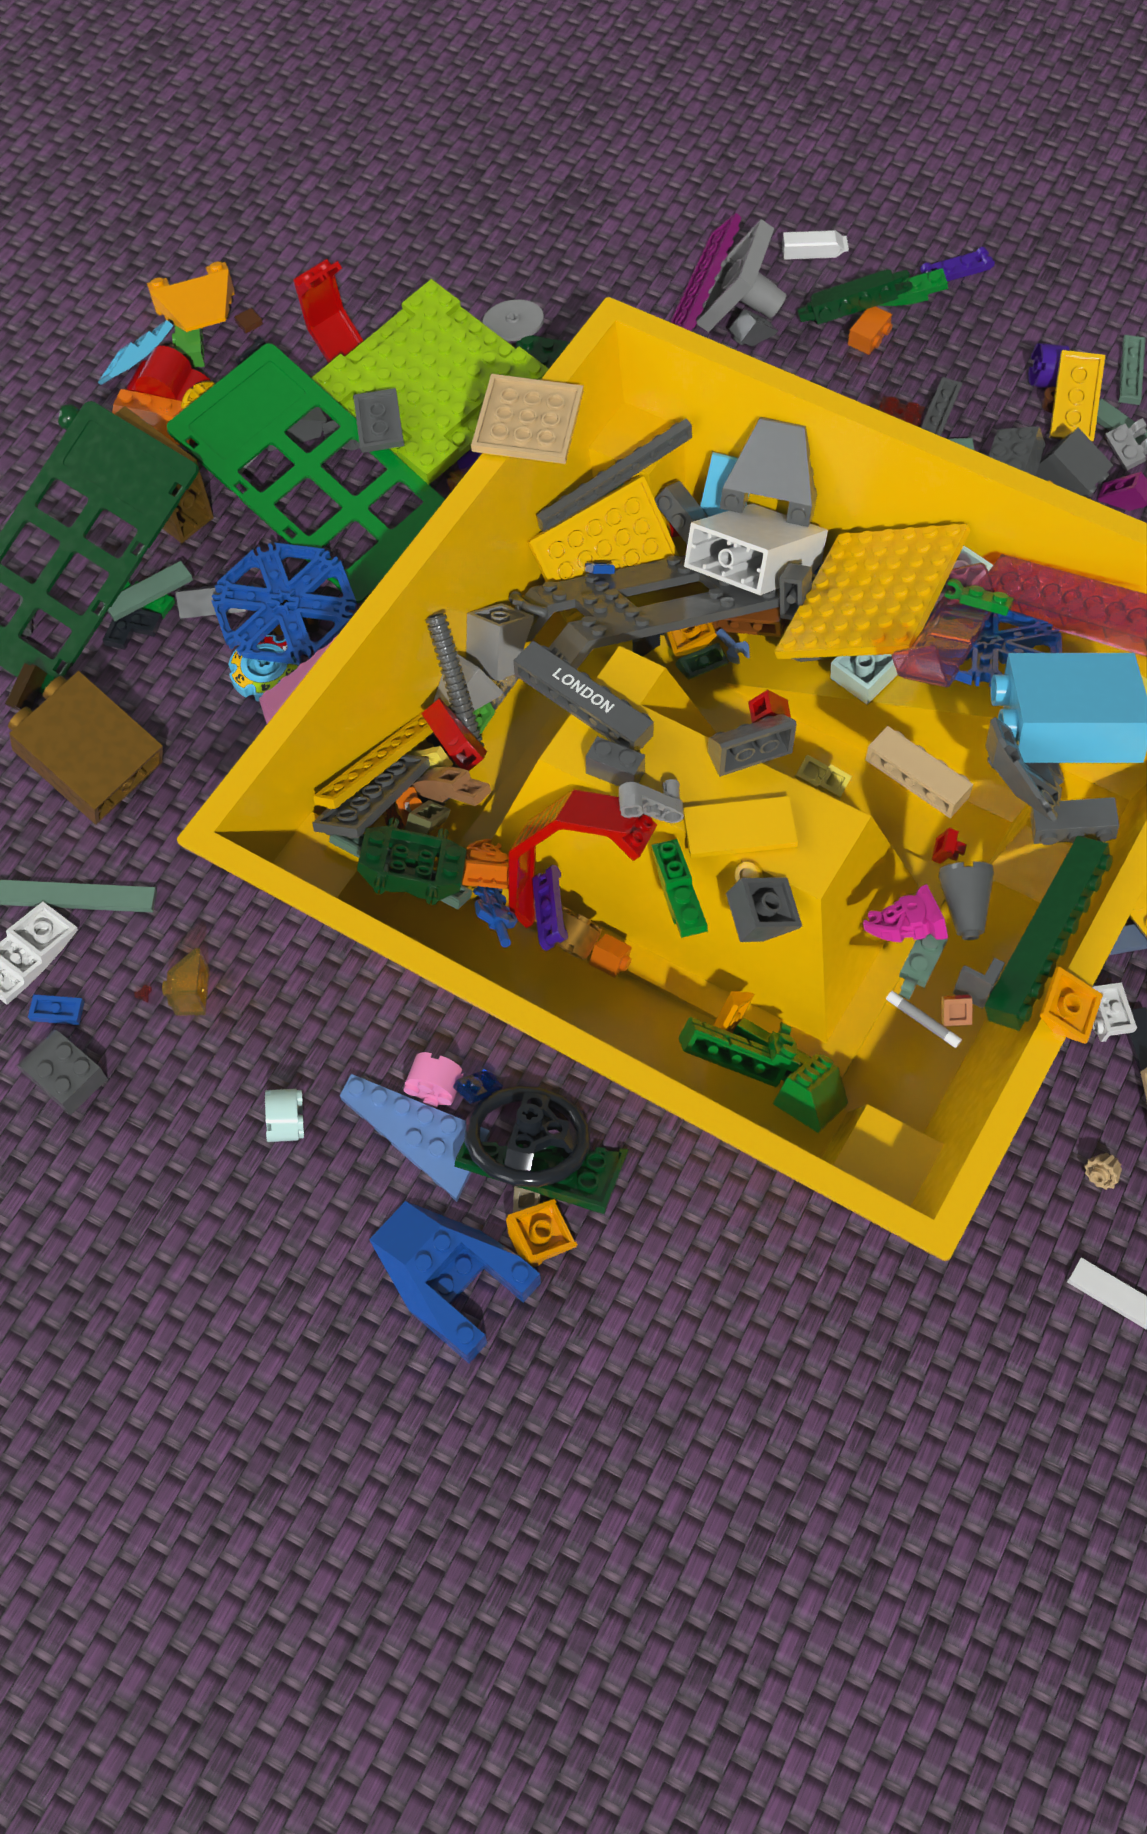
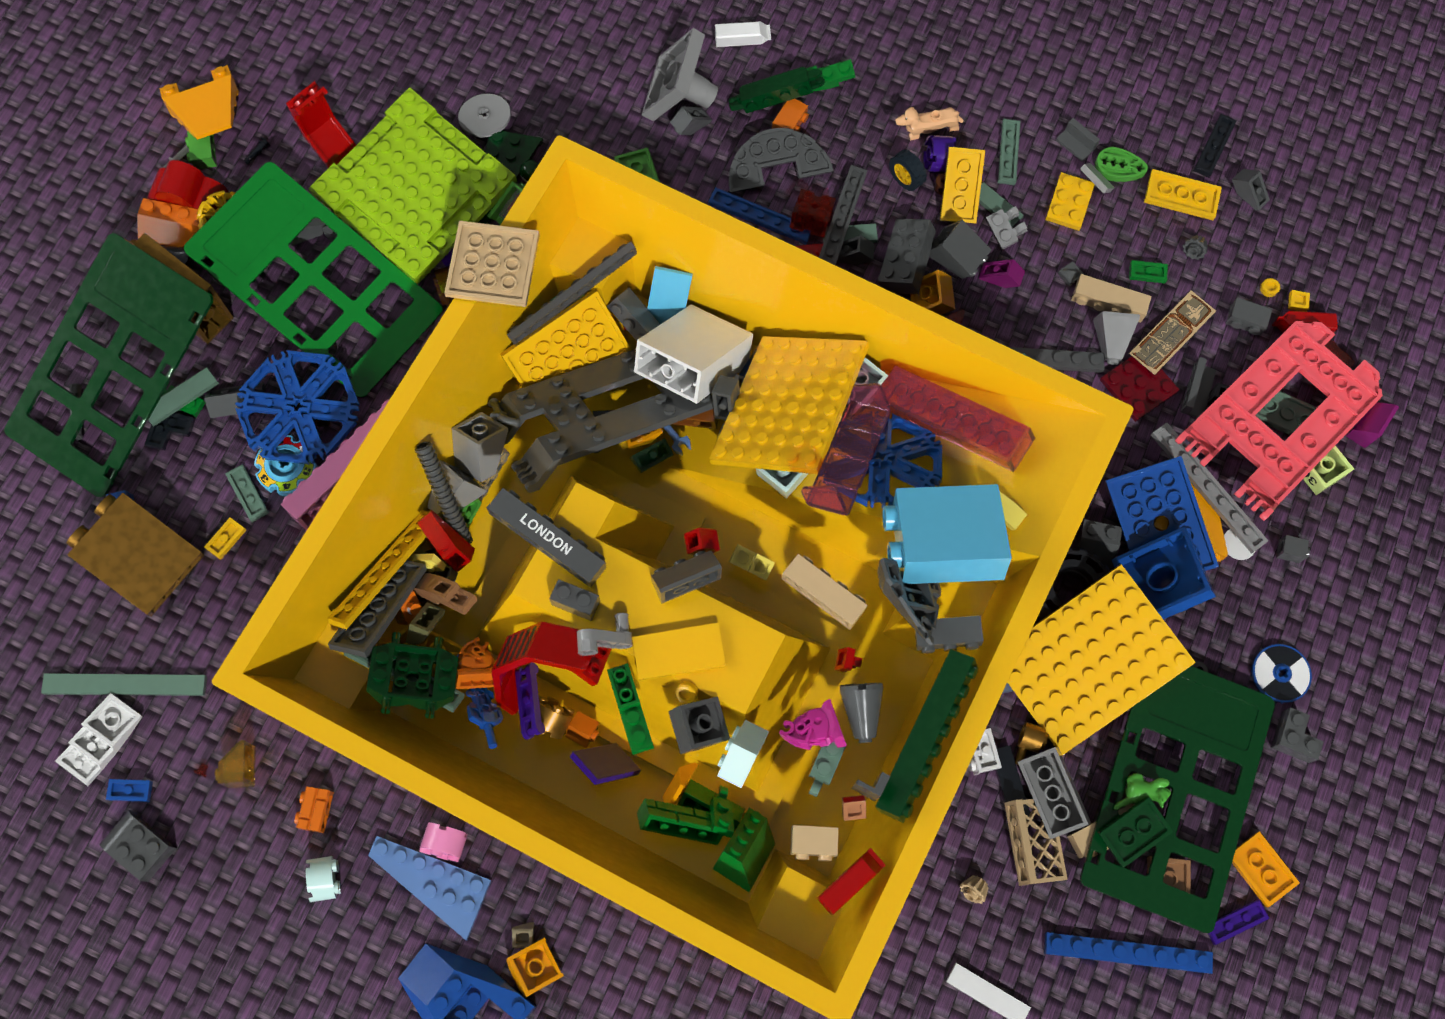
camera: 10 degrees left, 10 degrees up
(26, 687) = (81, 493): dark brown panel -> none
(67, 415) = (101, 224): dark green piece -> none
(133, 353) = (149, 164): medium azure slope -> none
(189, 742) = (225, 538): none -> yellow plate
(217, 697) = (247, 493): none -> sand green tile
(248, 320) = (252, 120): reddish brown tile -> none
(277, 1040) = (314, 809): none -> orange brick
(378, 420) = (369, 231): dark grey plate -> none
(477, 1085) = (478, 846): clear blue plate -> none
(531, 1128) = (521, 886): black piece -> none
(587, 1187) = (542, 915): dark green wing -> none
(599, 568) = (563, 371): blue tile -> none
(638, 989) = (605, 763): none -> tile
(704, 273) = (641, 87): magenta plate -> none
(774, 466) = (707, 284): wedge -> none
(817, 938) = (742, 752): none -> light aqua brick
(860, 355) = (776, 148): none -> dark grey plate
(907, 1046) = (814, 841): none -> tan brick
(924, 1019) = (826, 813): light grey bar -> none
(952, 1094) = (851, 881): none -> red piece
(962, 265) = (866, 52): dark purple plate -> none
(979, 598) = (876, 412): green plate -> none
(1011, 380) = (907, 170): none -> black wheel
(1028, 335) = (929, 121): none -> light nougat animal
(1070, 1006) = (943, 804): light orange slope -> none

